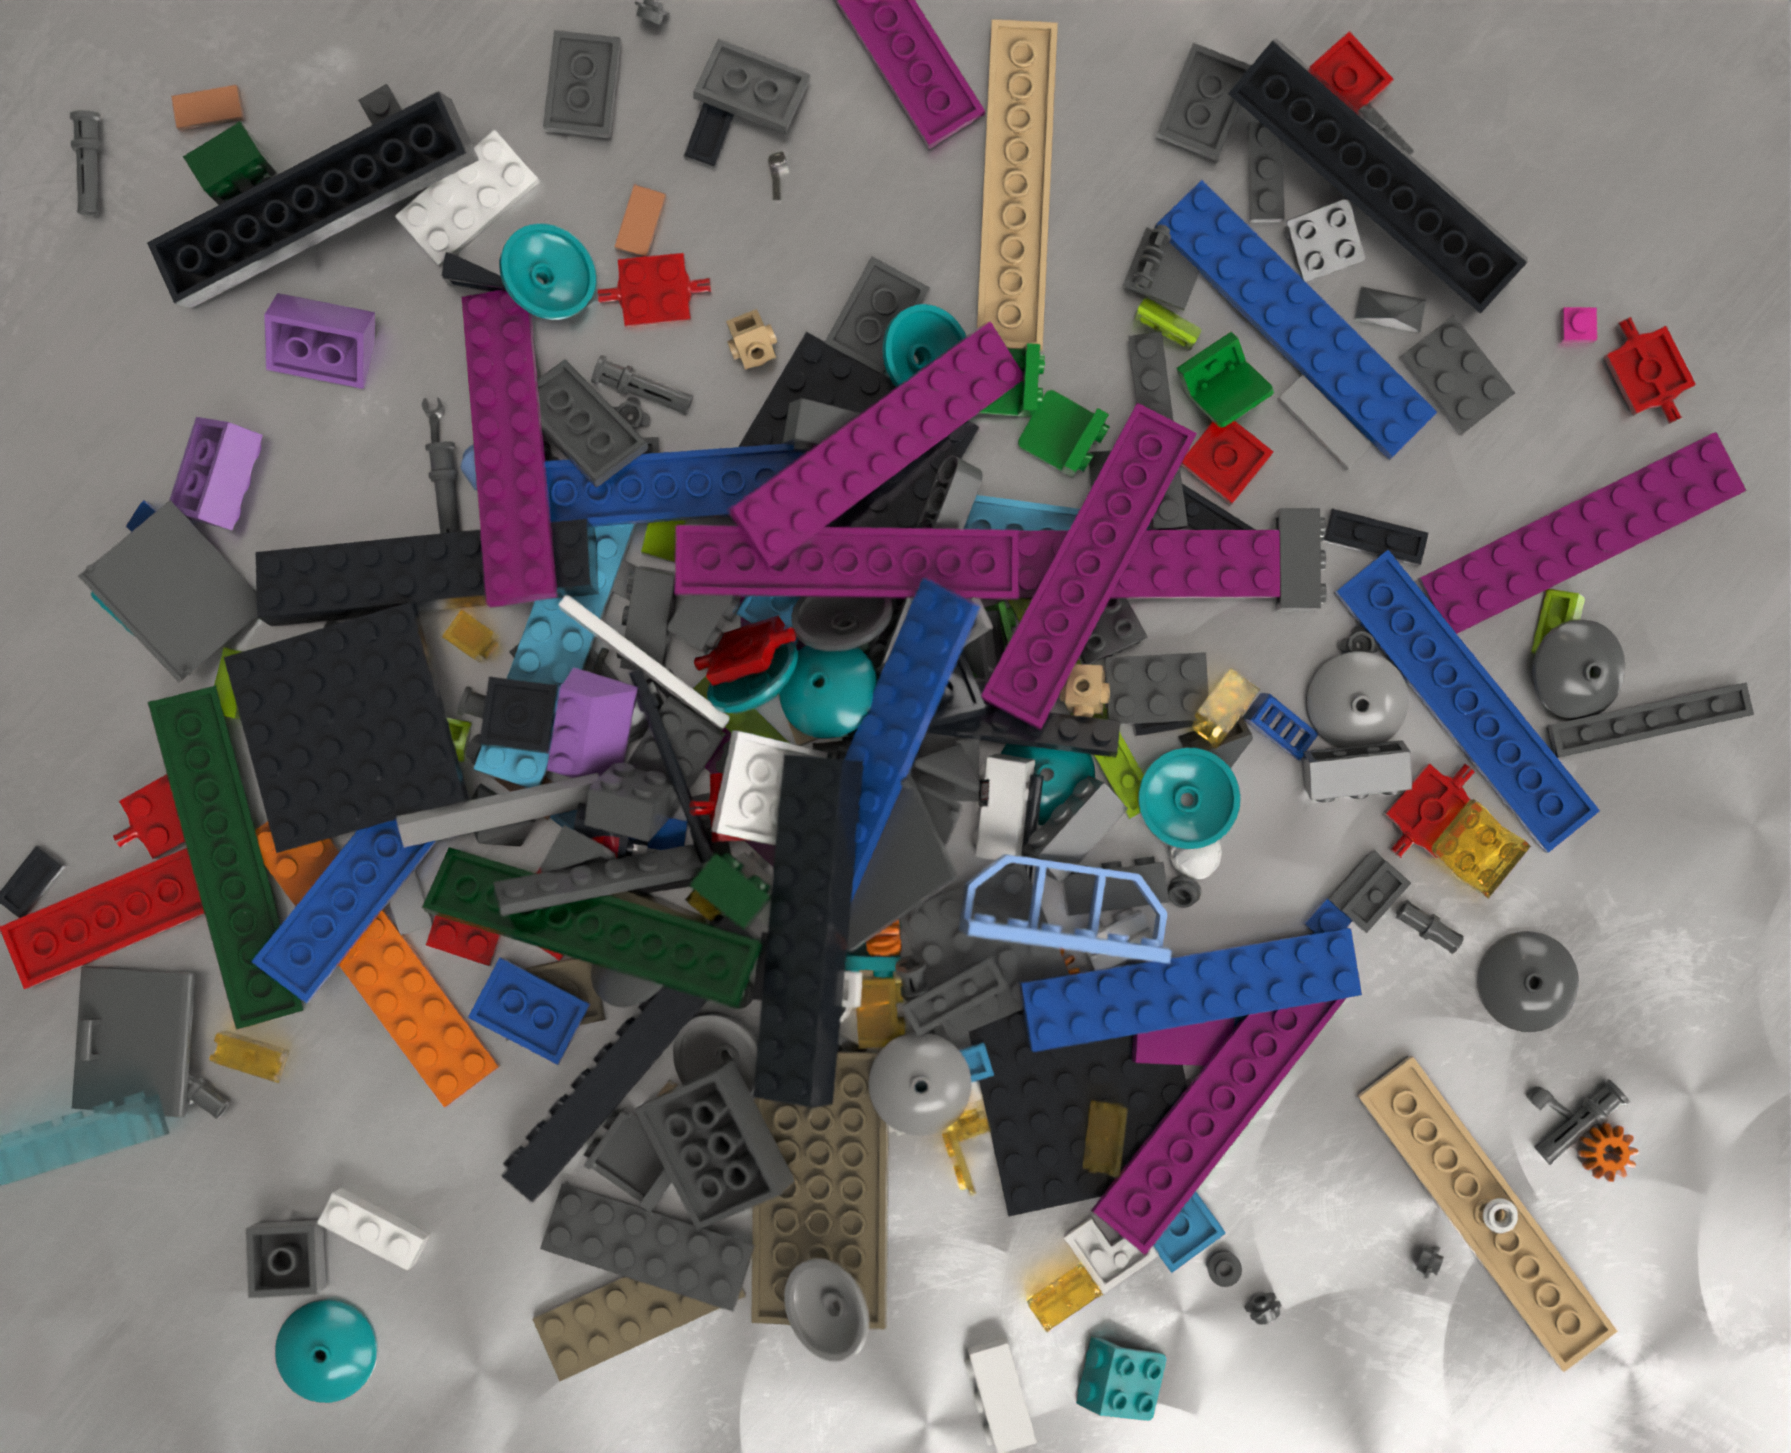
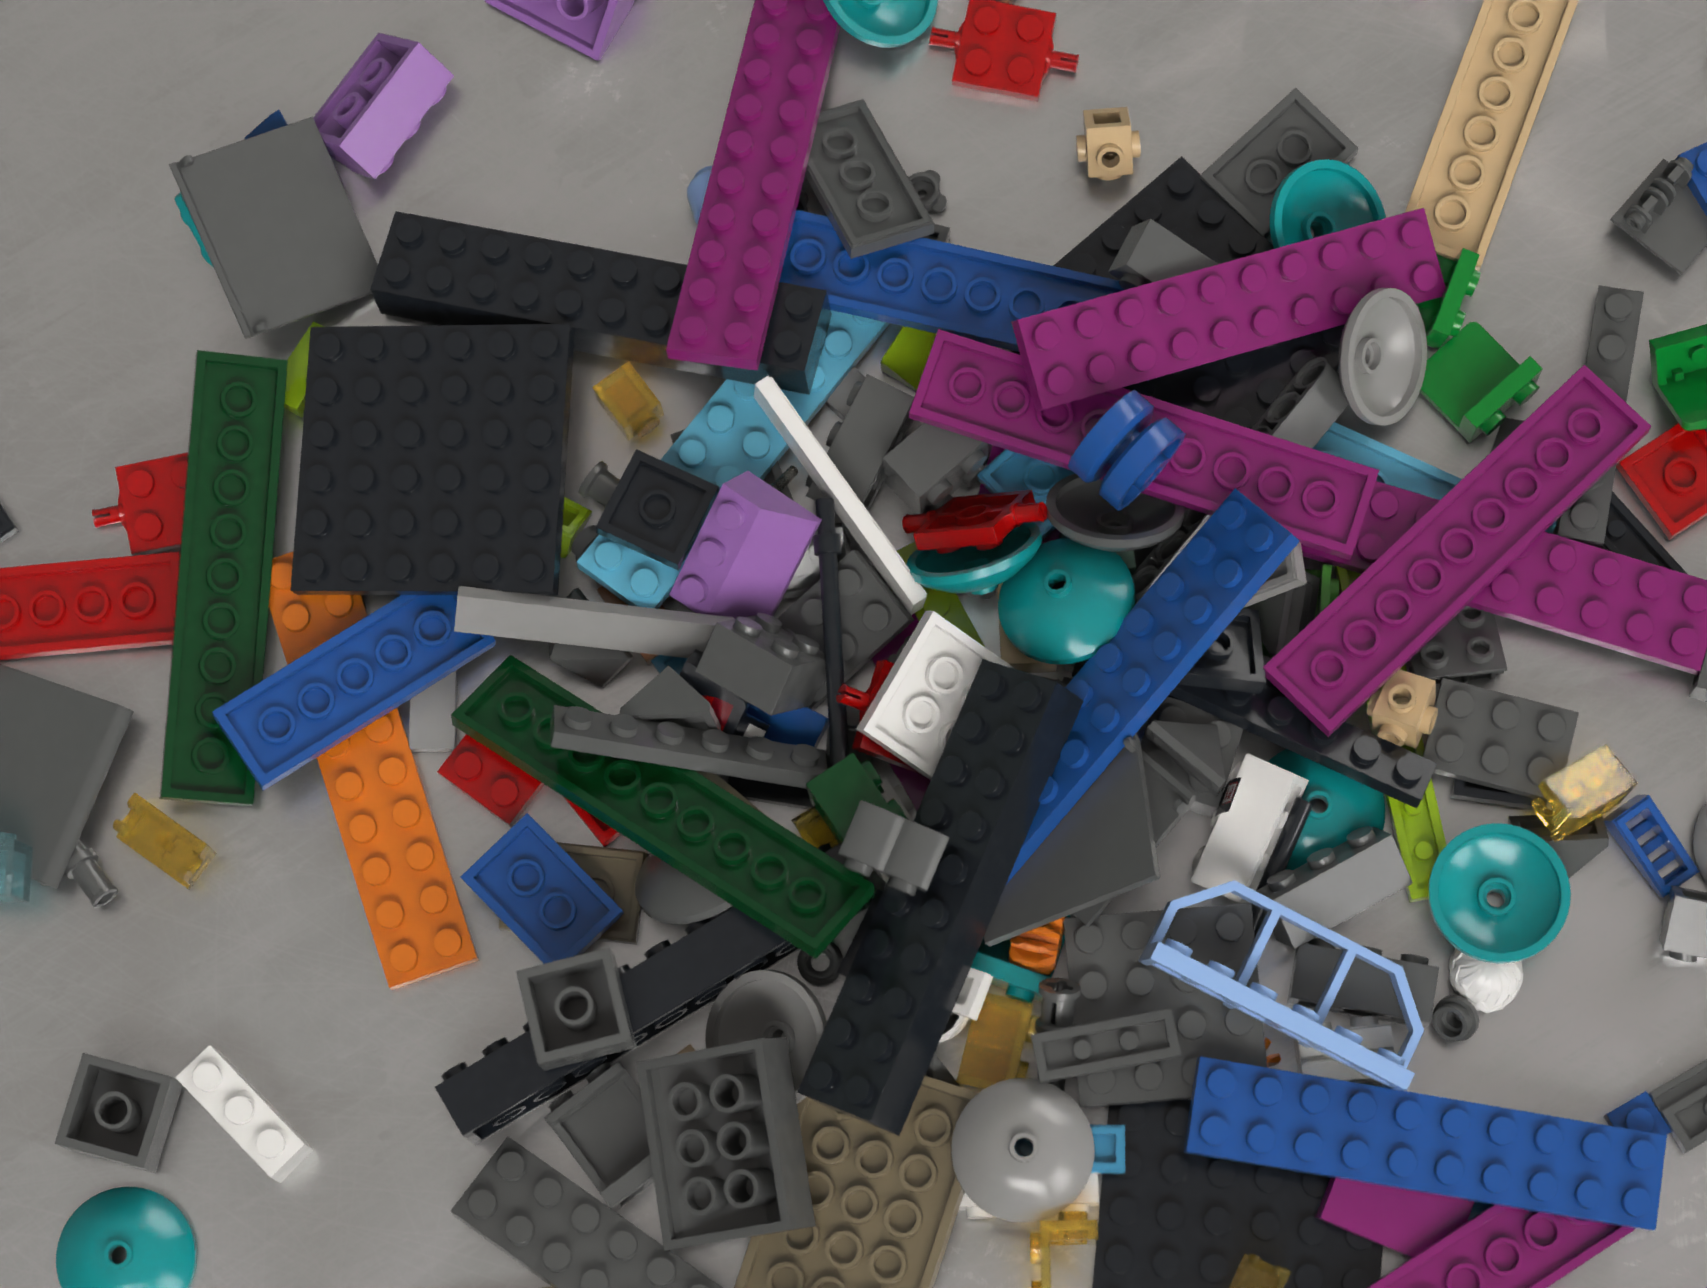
camera: 30 degrees right, 10 degrees down
(433, 416) = (674, 119): dark grey hand -> none
(443, 476) = (661, 194): dark grey pin -> none
(581, 1095) = (576, 1009): none -> dark grey brick
(626, 381) = (934, 142): dark grey pin -> none
(765, 914) = (892, 847): none -> dark grey brick
(839, 578) = (1126, 450): none -> blue wheel
(995, 441) = (1383, 356): none -> light grey dish
(1171, 324) = (1658, 289): lime slope -> none

